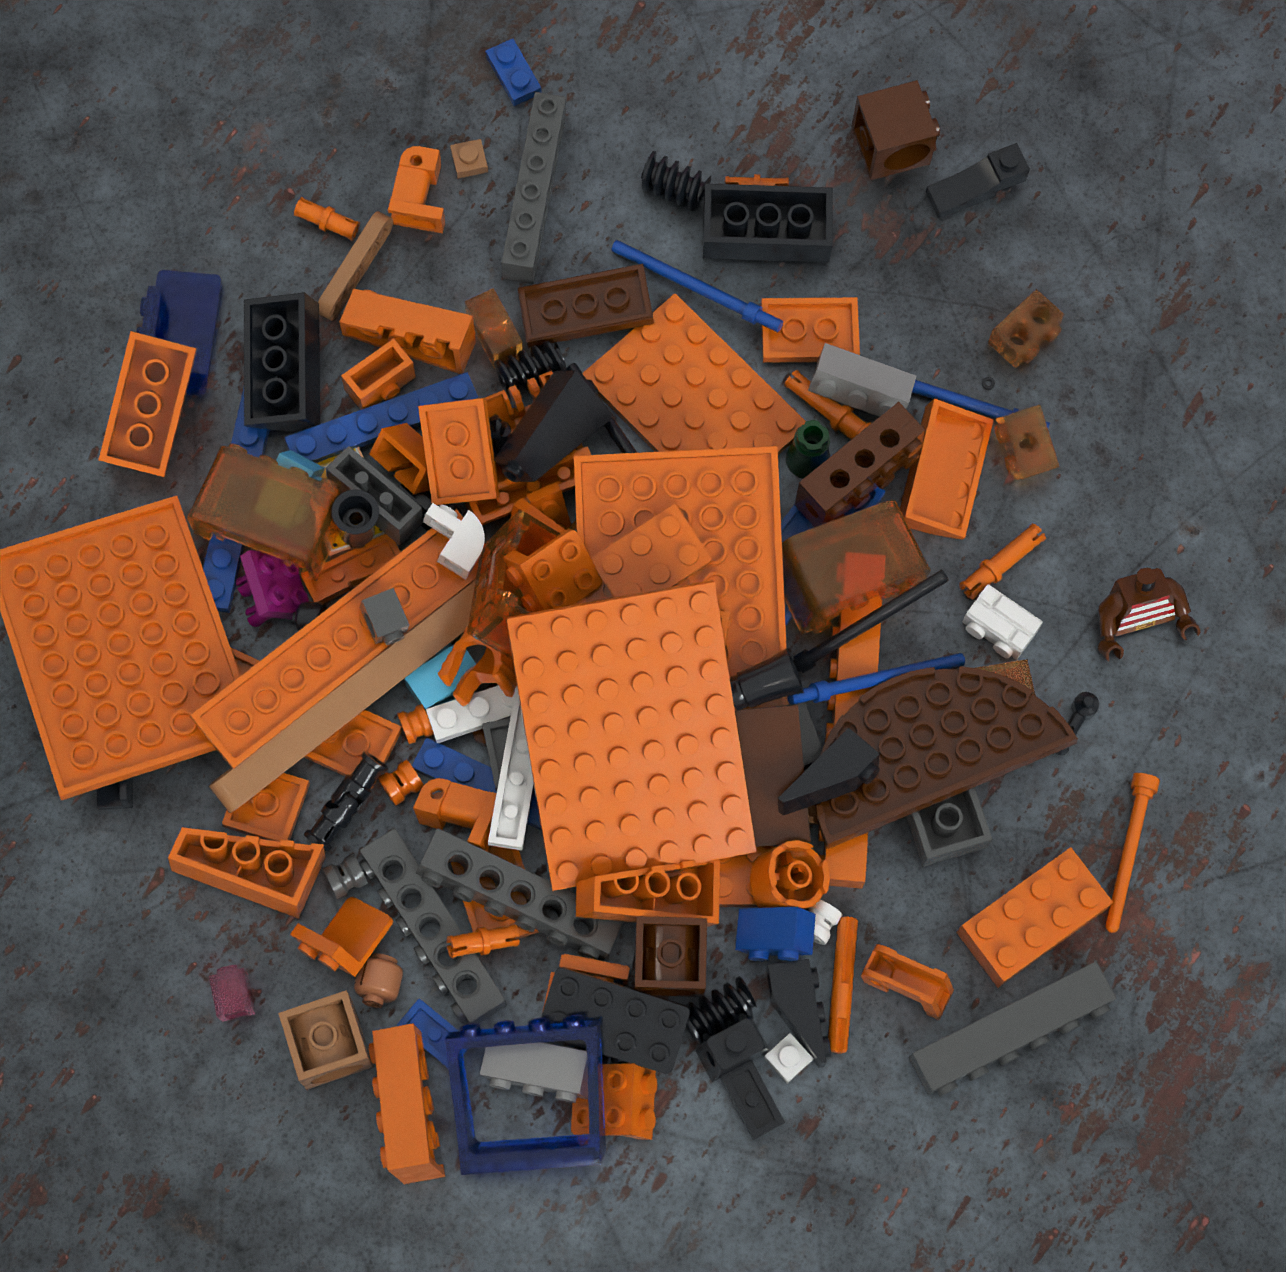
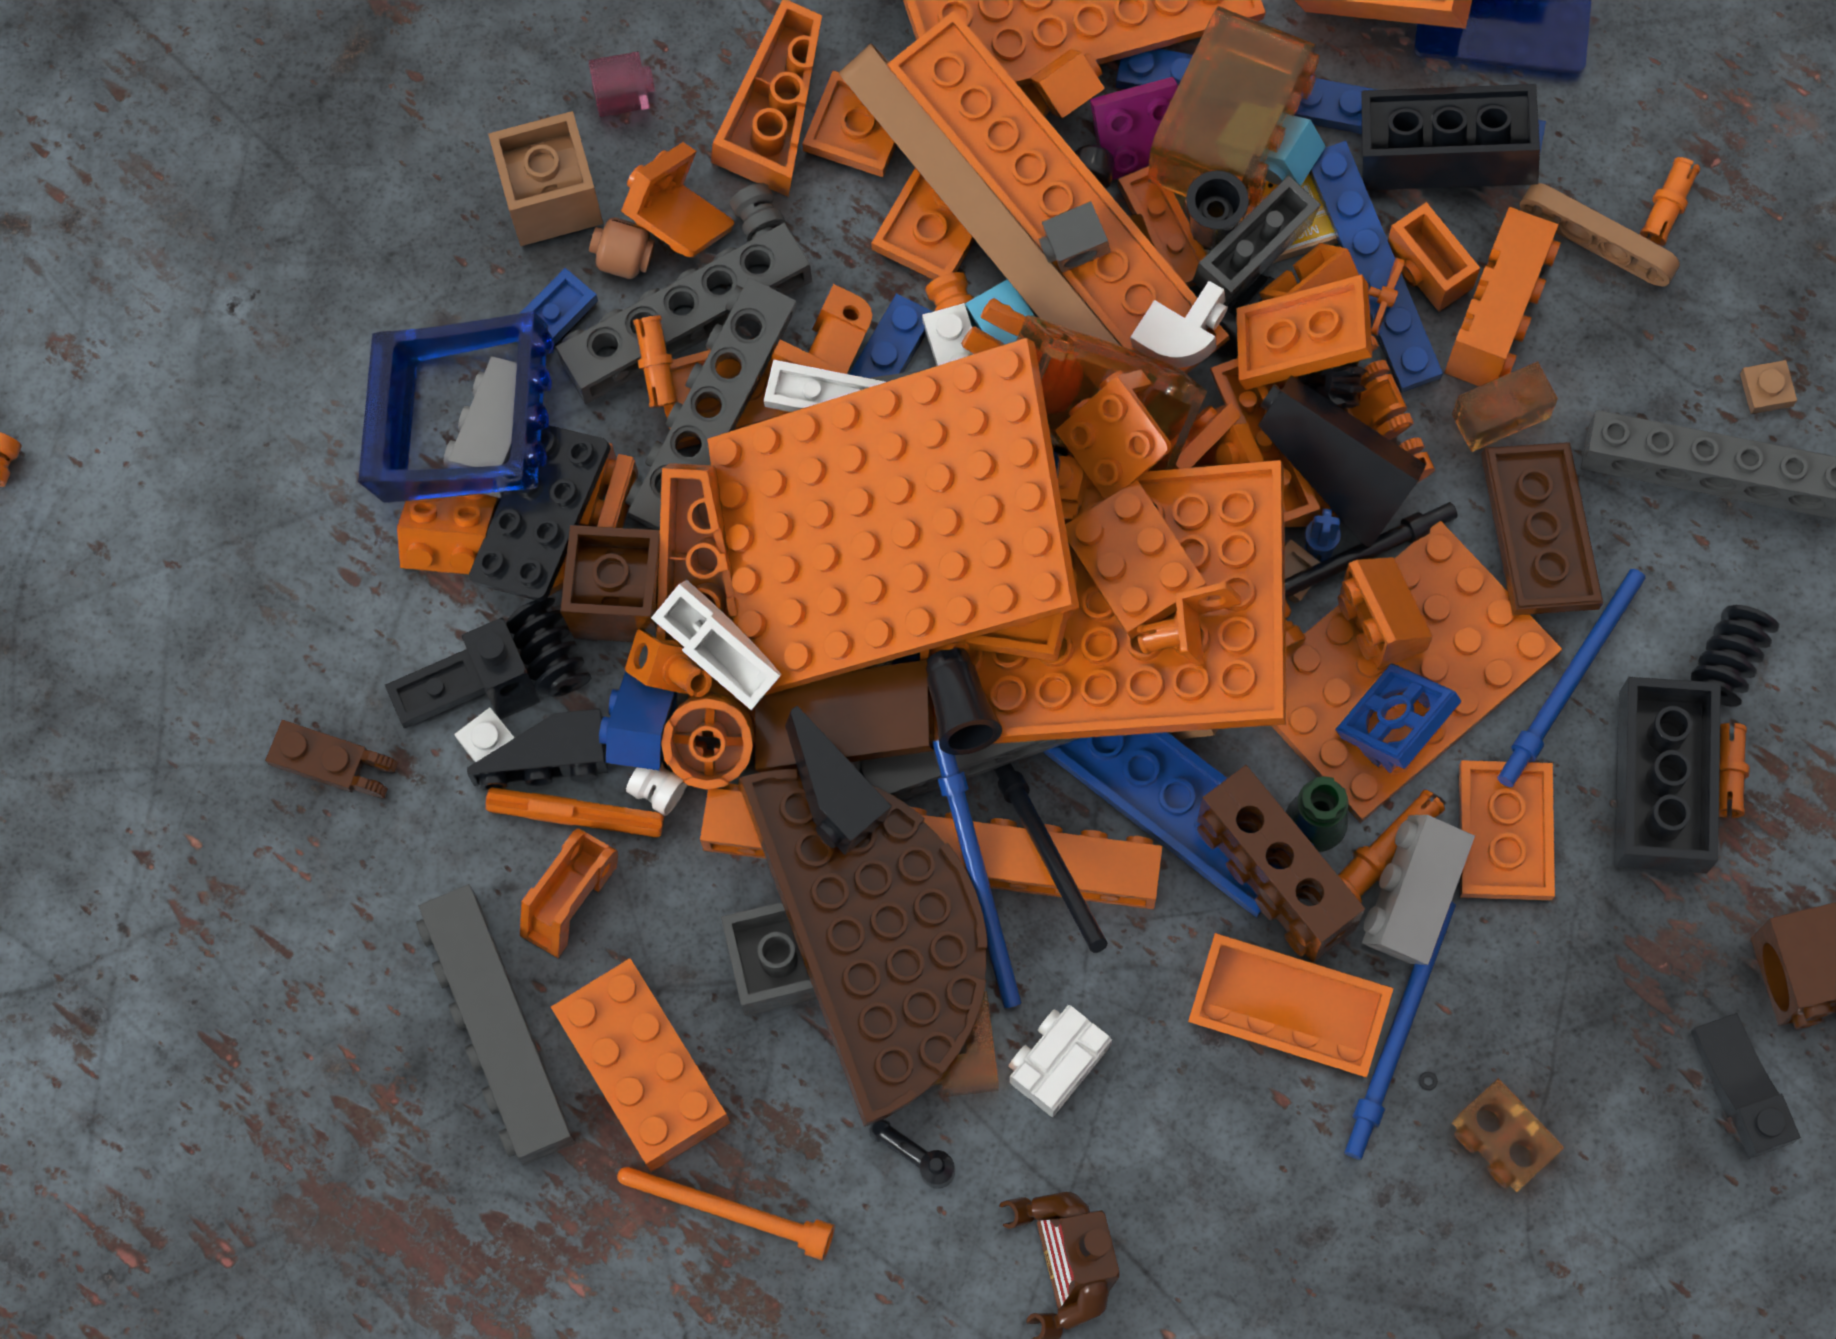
camera: 100 degrees right, 0 degrees up
(243, 634) = (1068, 82): none -> orange brick
(338, 810) = (851, 210): black piece -> none
(404, 1104) = (460, 269): orange wedge -> none
(407, 777) = (874, 279): orange wheel -> none
(411, 405) = (1386, 296): none -> orange piece
(412, 188) = (1718, 307): orange piece -> none
(529, 366) = (1452, 475): black piece -> none
(602, 443) = (1322, 535): none -> blue axle
(664, 403) = (1383, 611): none -> orange slope
(712, 519) = (1185, 627): none -> orange bracket
(723, 869) = (716, 644): none -> white slope
(737, 909) = (666, 667): none -> orange bracket
(772, 388) = (1383, 697): none -> blue piece
(812, 1183) = (327, 759): none -> reddish brown hinge
(849, 565) = (1139, 846): clear orange windscreen -> none
(992, 570) = (1151, 1071): orange pin -> none
(1035, 457) = (1351, 1117): clear orange brick -> none

